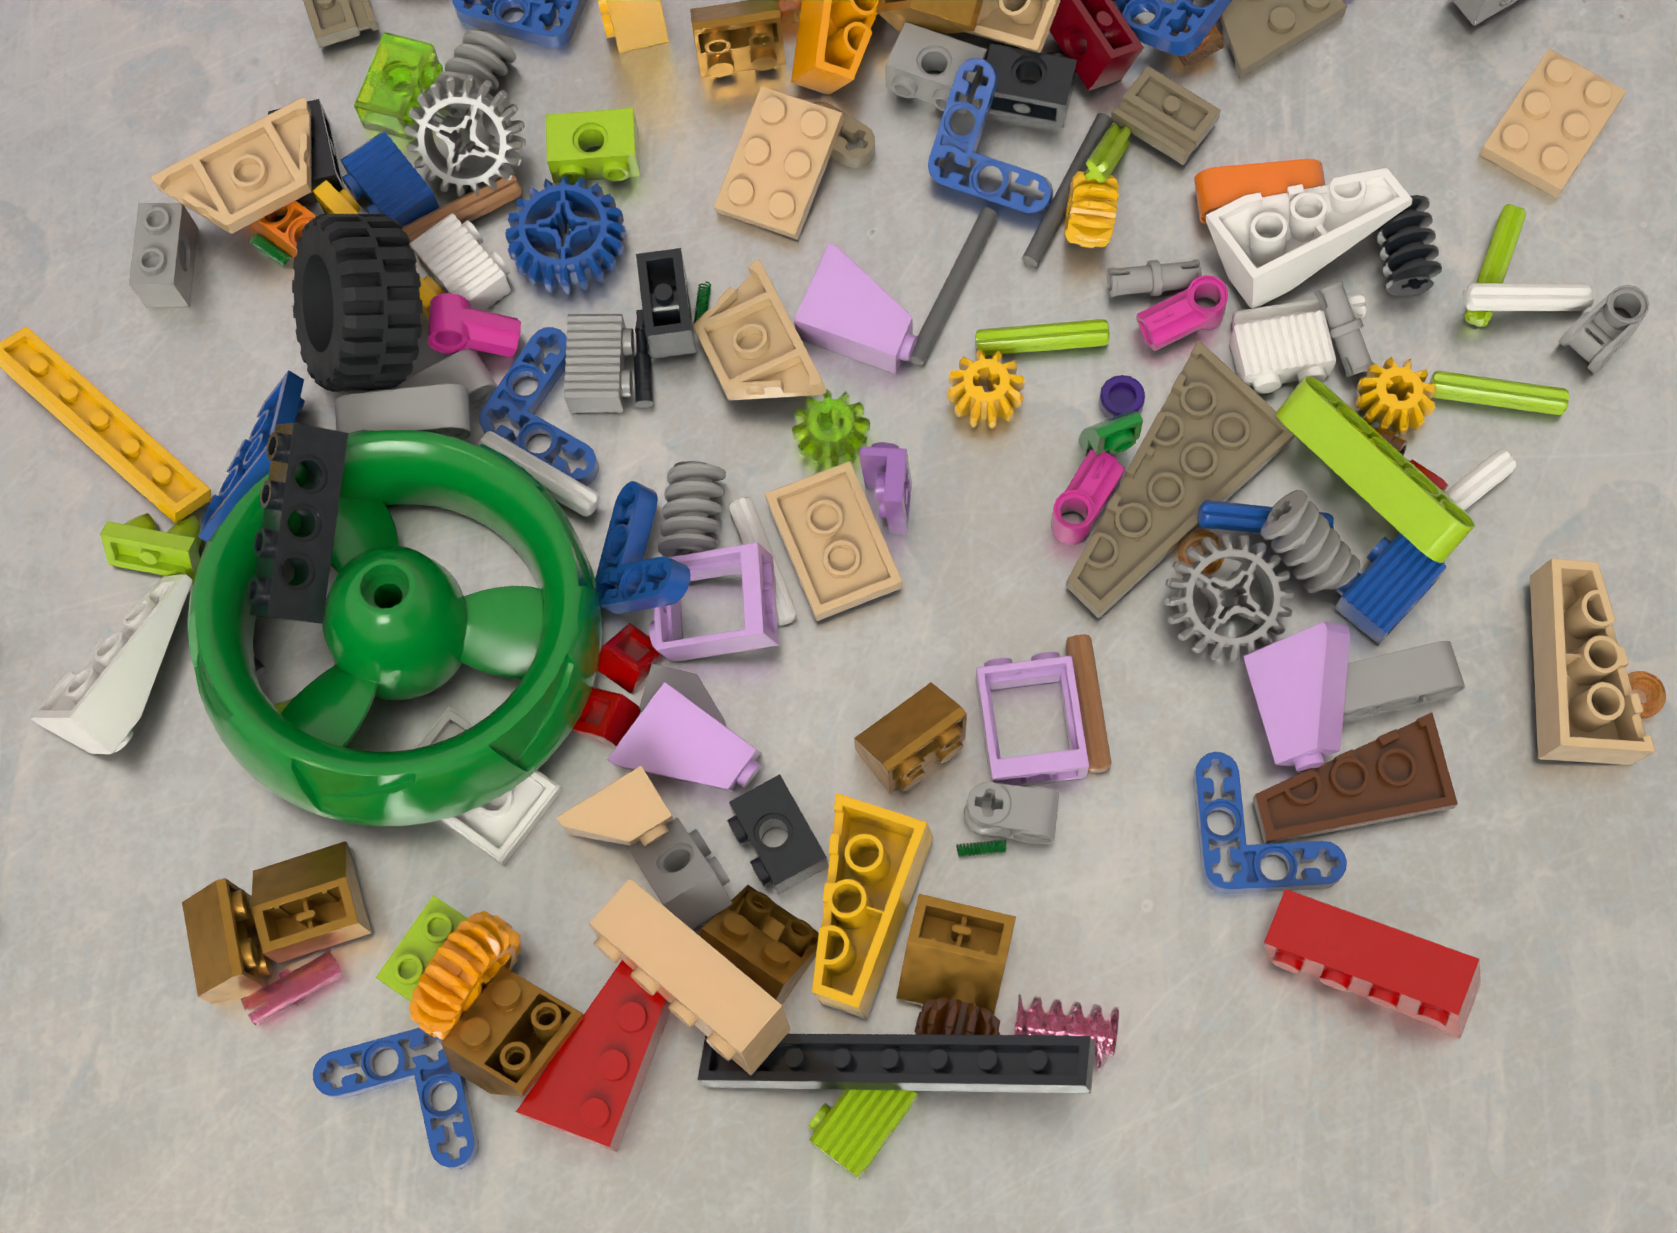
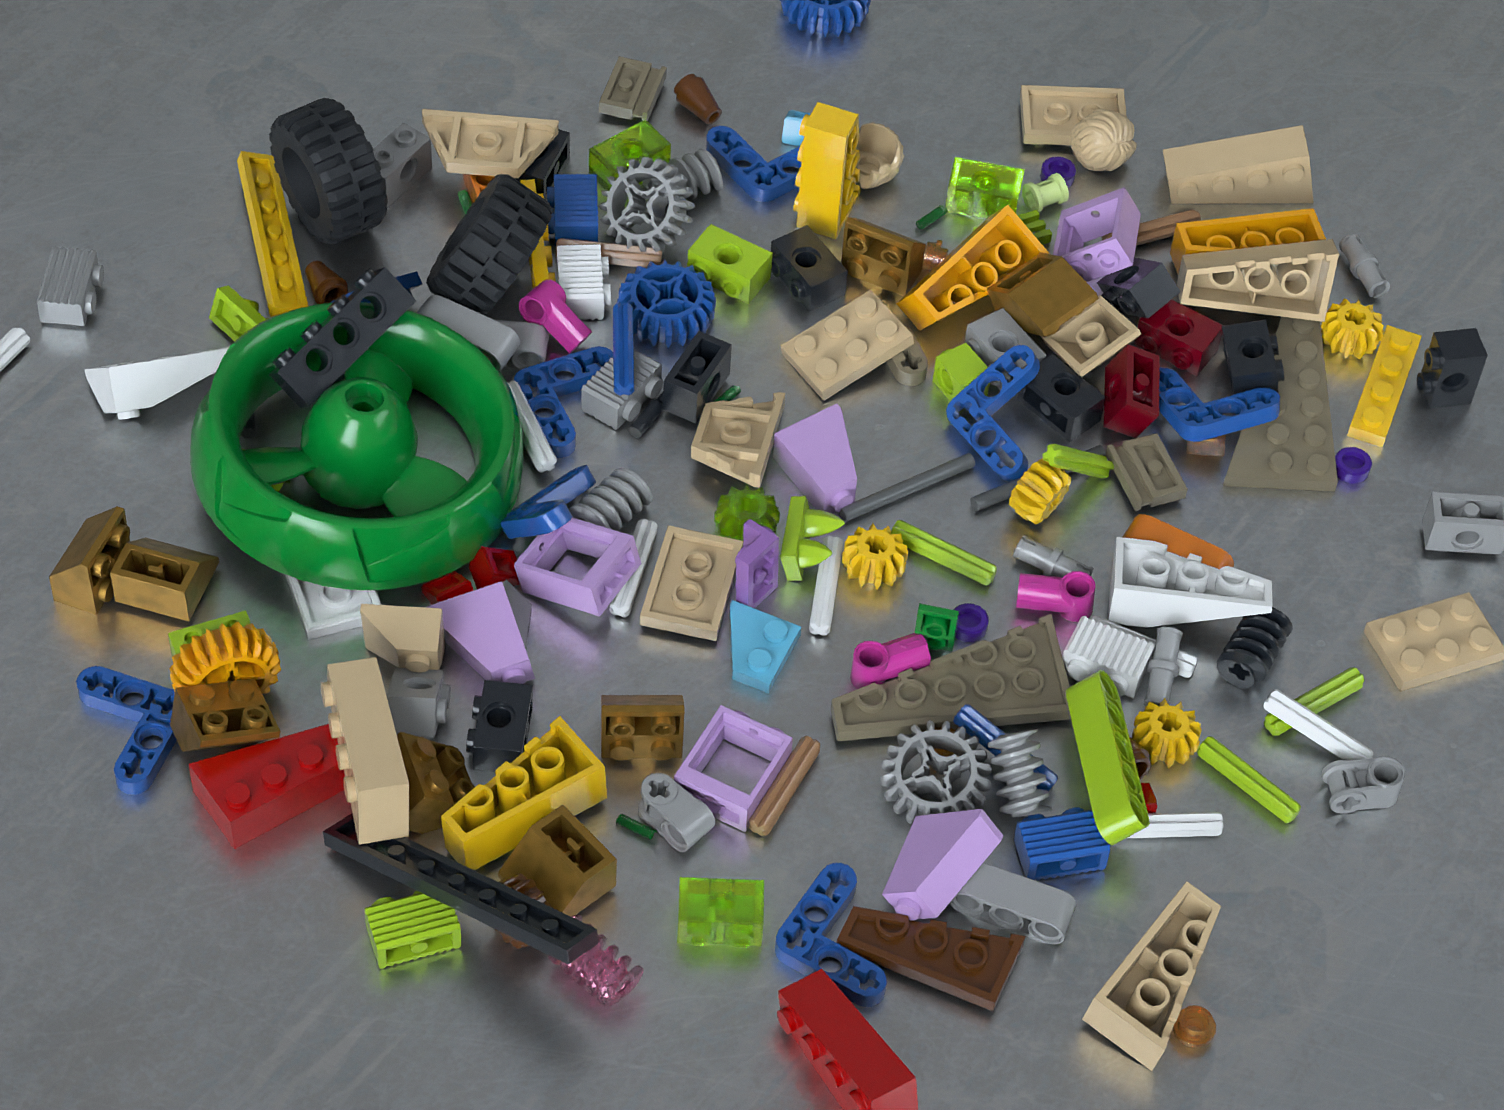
camera: 25 degrees right, 20 degrees down
(113, 320) = (328, 170): none -> black tyre
(204, 446) = (324, 282): none -> reddish brown cone
(292, 987) = (111, 617): clear pink pin -> none
(575, 325) = (623, 349): none -> blue axle
(661, 80) = (808, 268): none -> black brick
(900, 396) = (801, 525): none -> lime tile
(911, 122) = (957, 369): none -> lime brick
(947, 563) = (759, 645): none -> medium azure wing
(960, 452) = (826, 588): none -> white axle
(1150, 865) = (720, 912): none -> clear neon green brick

